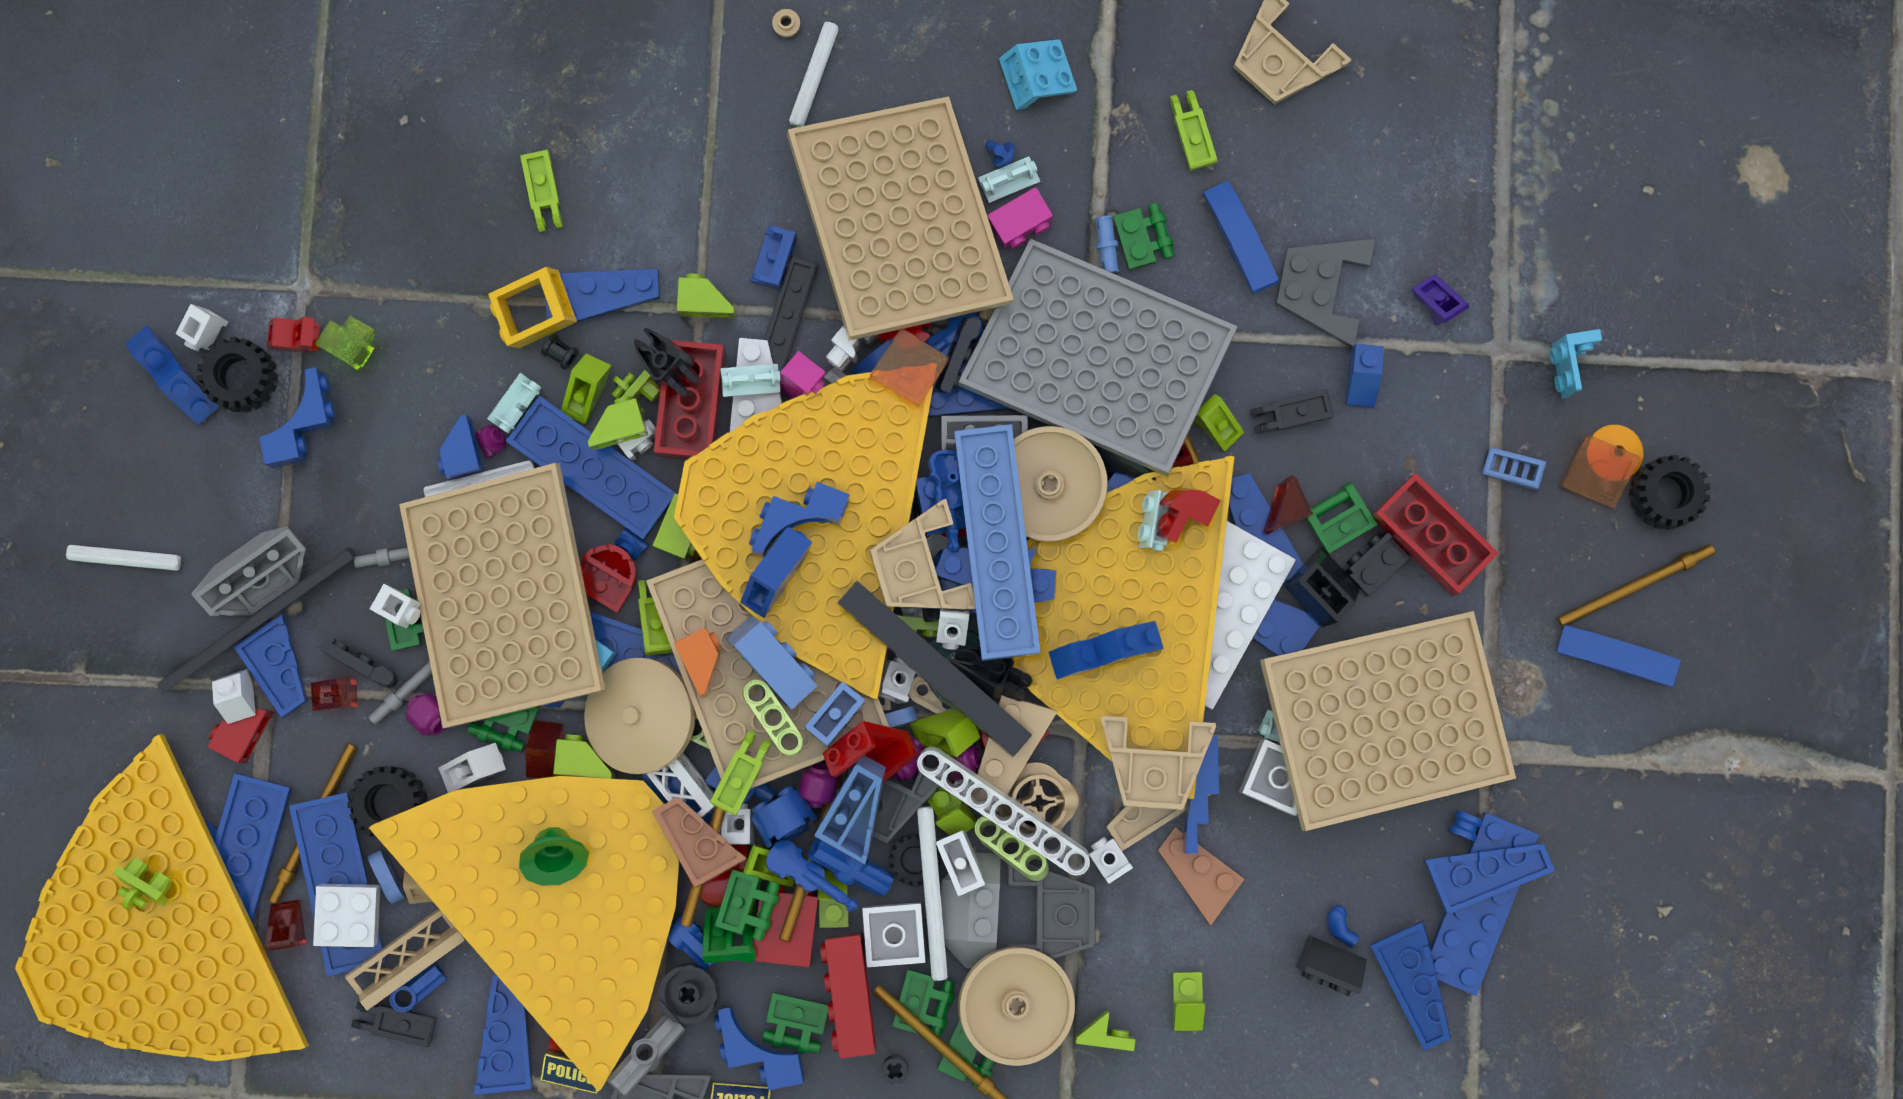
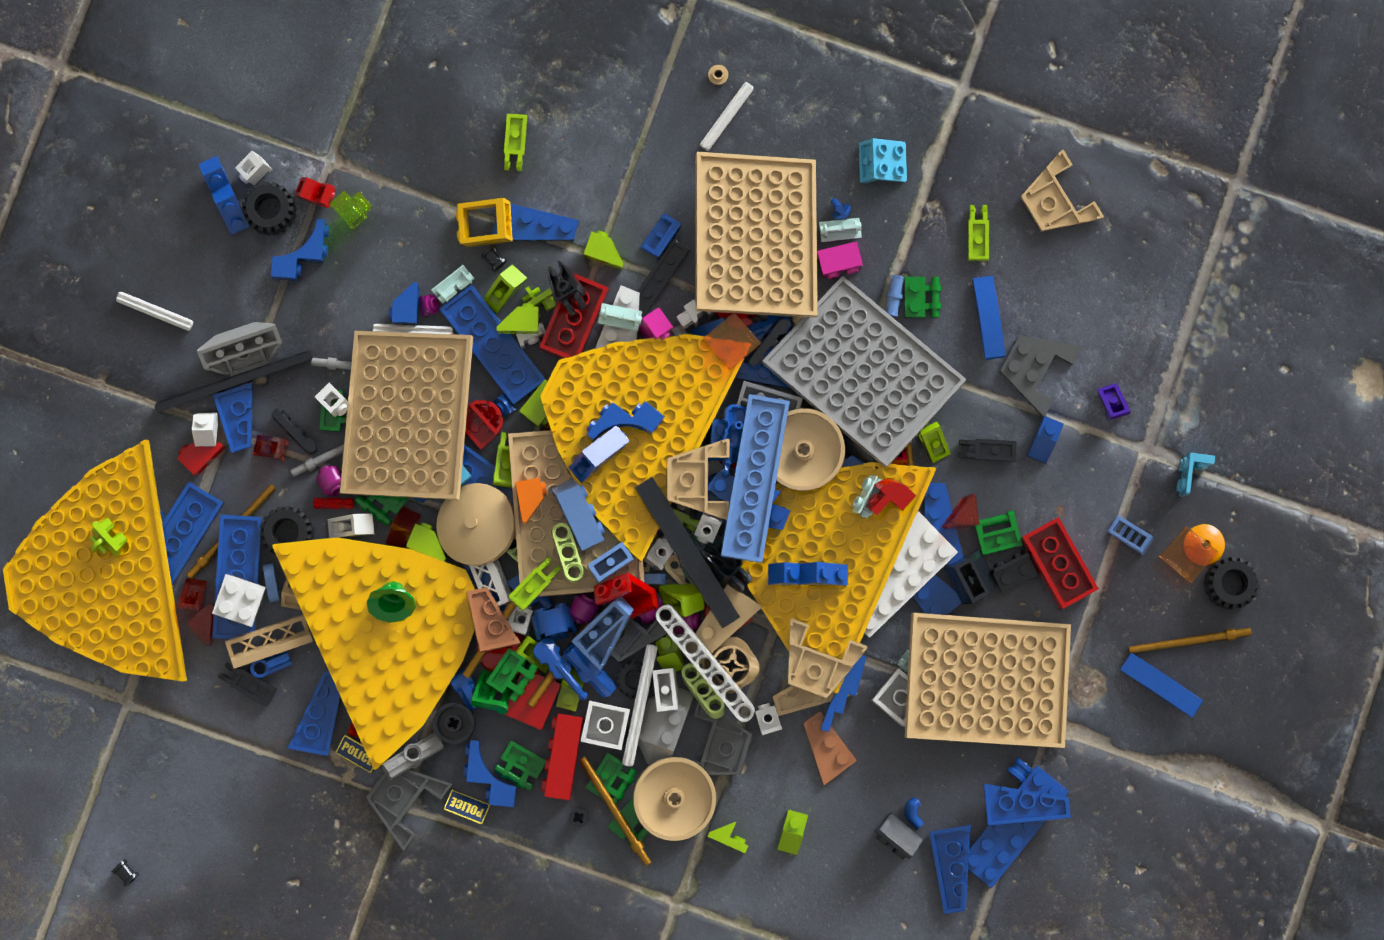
camera: 15 degrees right, 0 degrees up
(309, 963) = (203, 624): none -> clear red slope
(439, 744) = (333, 503): none -> red axle

